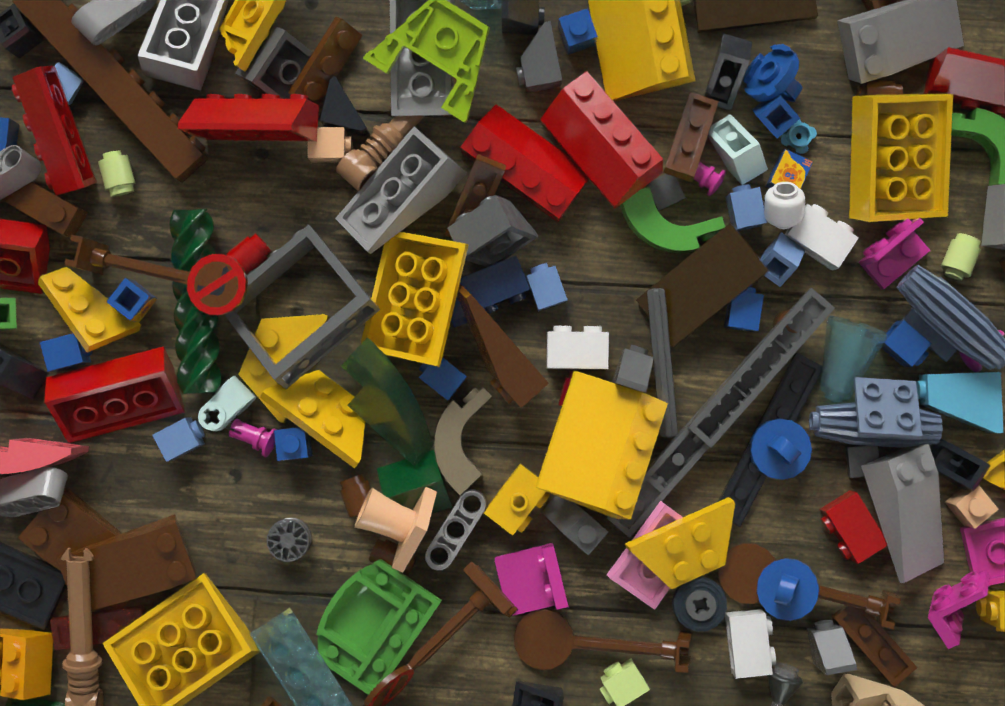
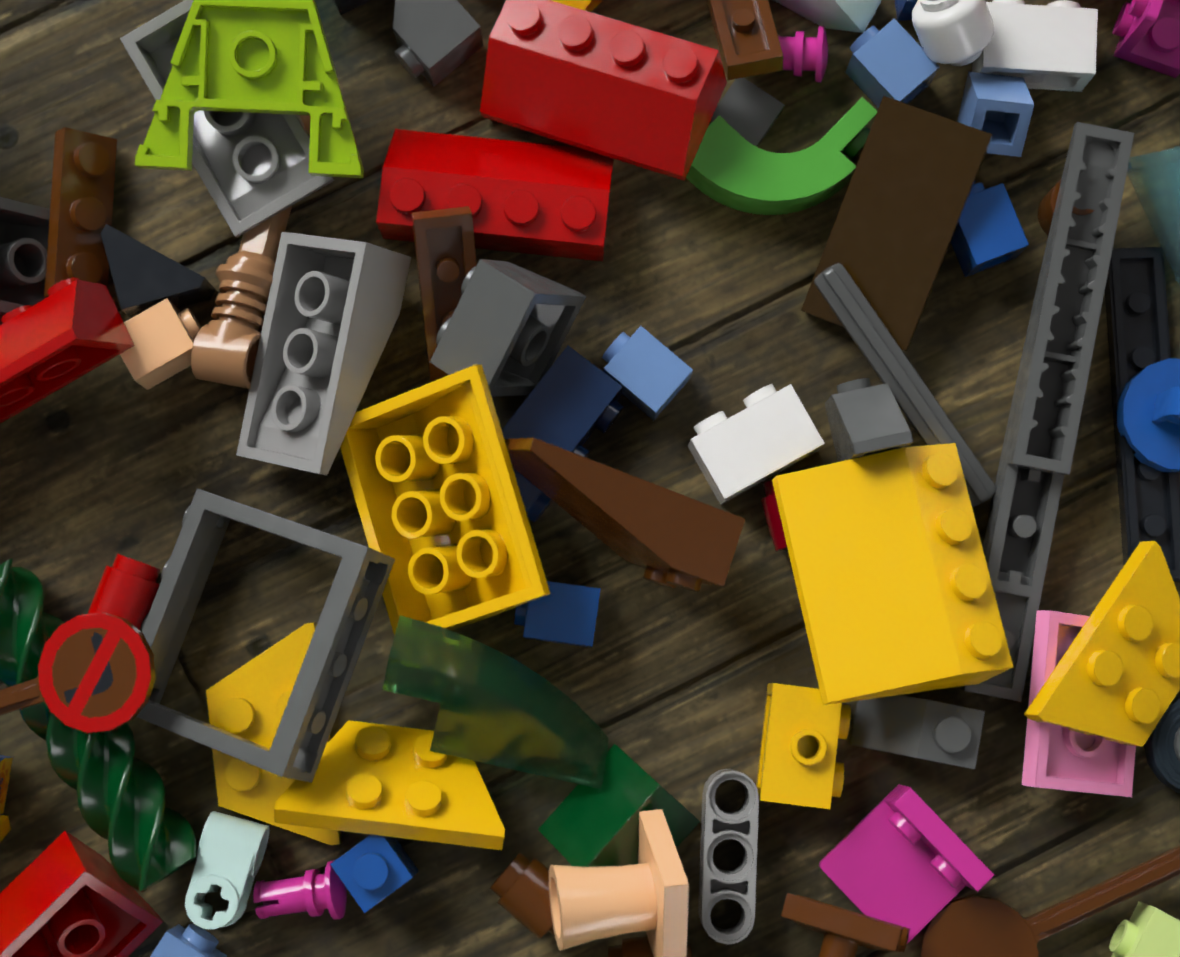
camera: 35 degrees left, 5 degrees down
(449, 452) = (645, 733): dark tan arch -> none

